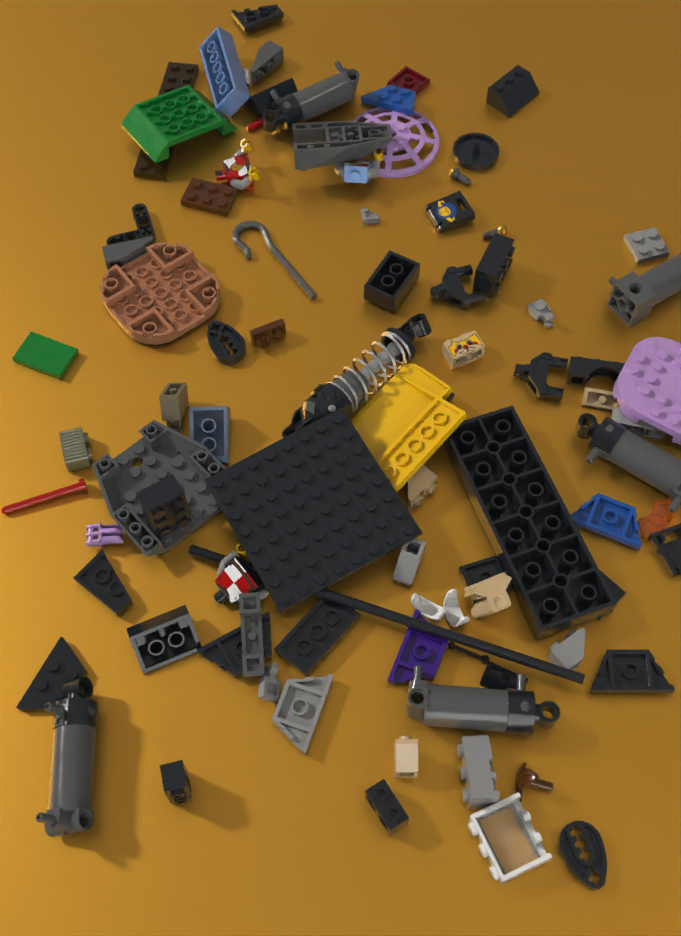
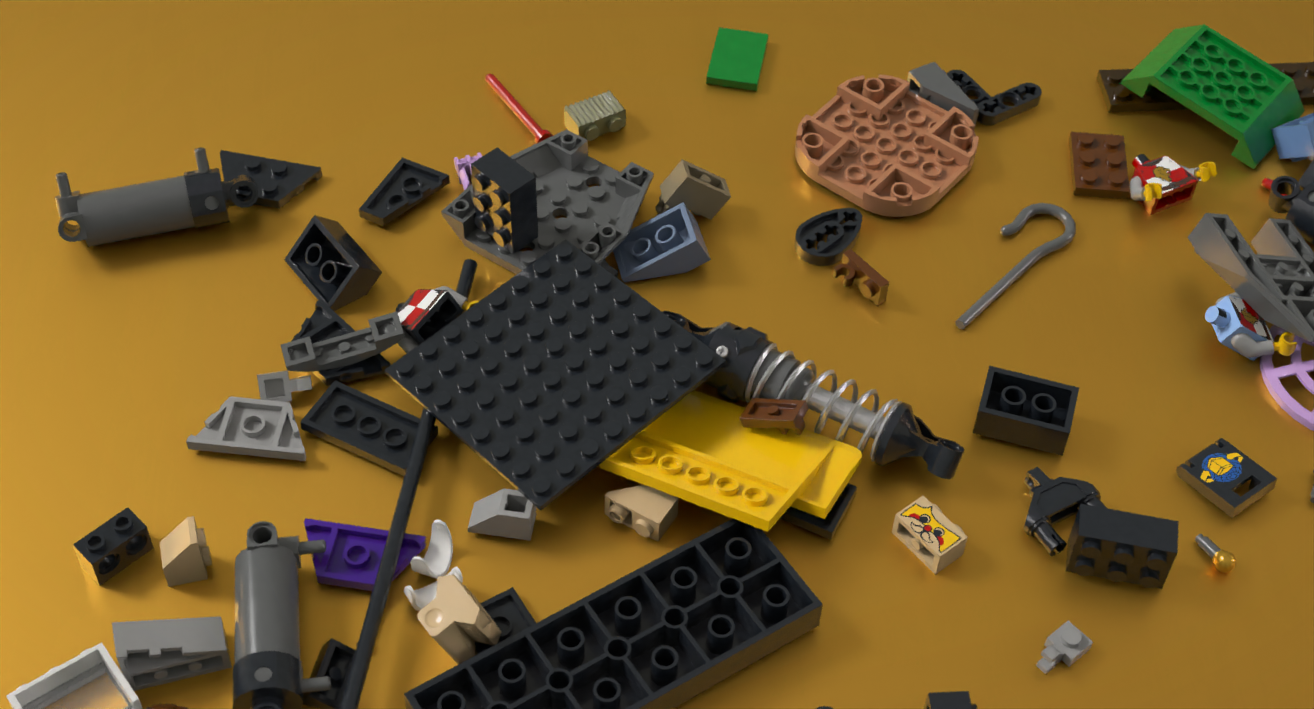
camera: 75 degrees right, 10 degrees down
(176, 782) = (129, 309): black brick -> none
(369, 217) = (1159, 367): light grey tile -> none
(376, 397) = (775, 414): none -> reddish brown plate
(536, 375) = (920, 653): black connector -> none

